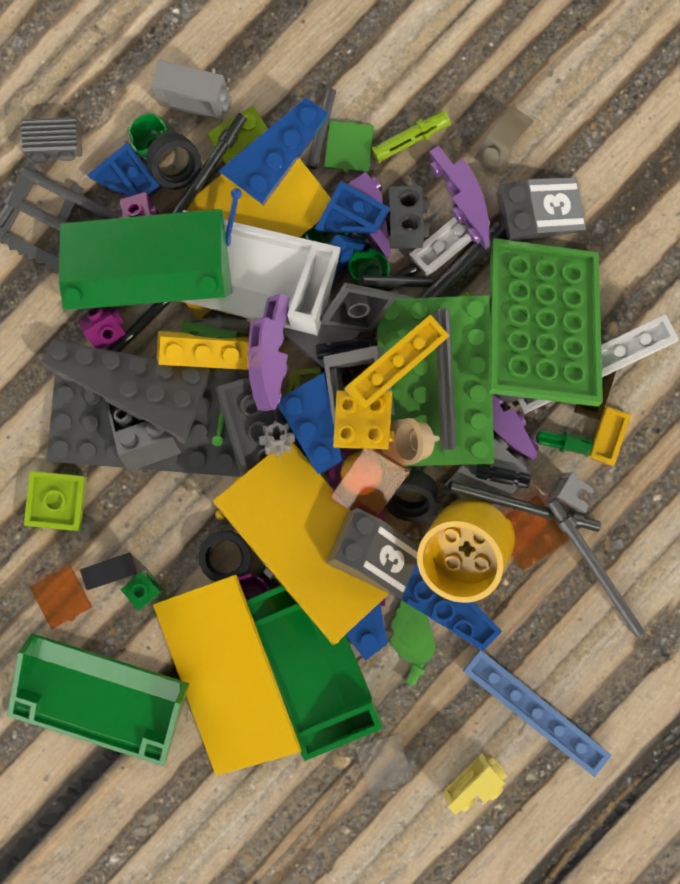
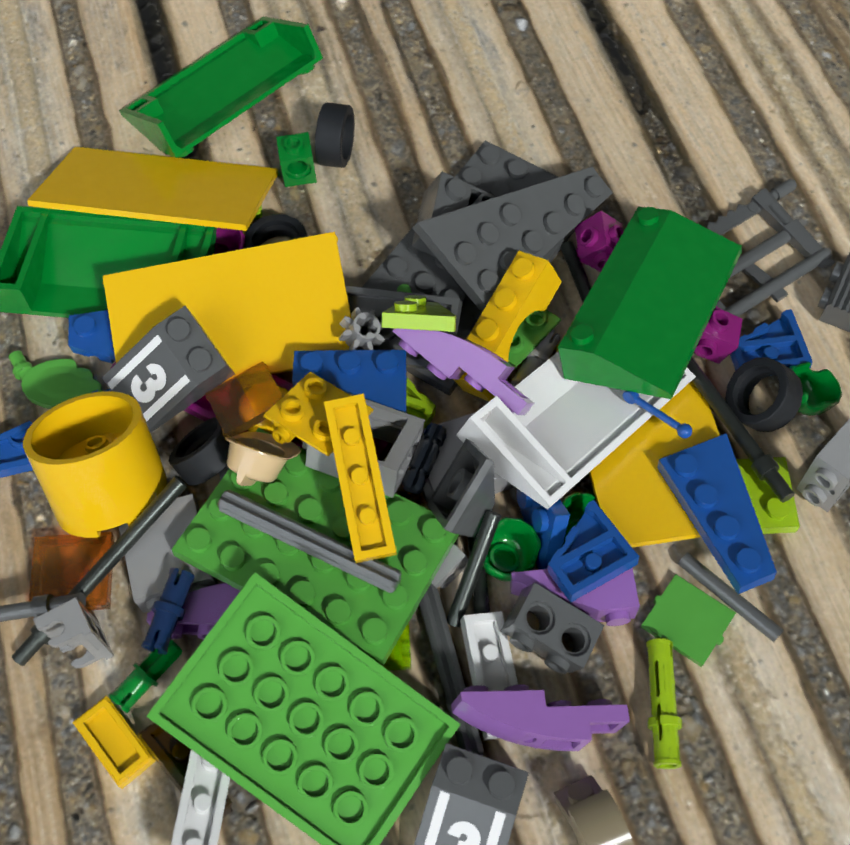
camera: 120 degrees right, 25 degrees down
(55, 501) = (439, 131): lime plate -> none
(61, 597) = (347, 92): clear orange piece -> none
(255, 396) = (418, 315): none -> lime wing
(503, 475) = (149, 561): black axle -> none
(528, 443) = (168, 611): none -> dark blue pin

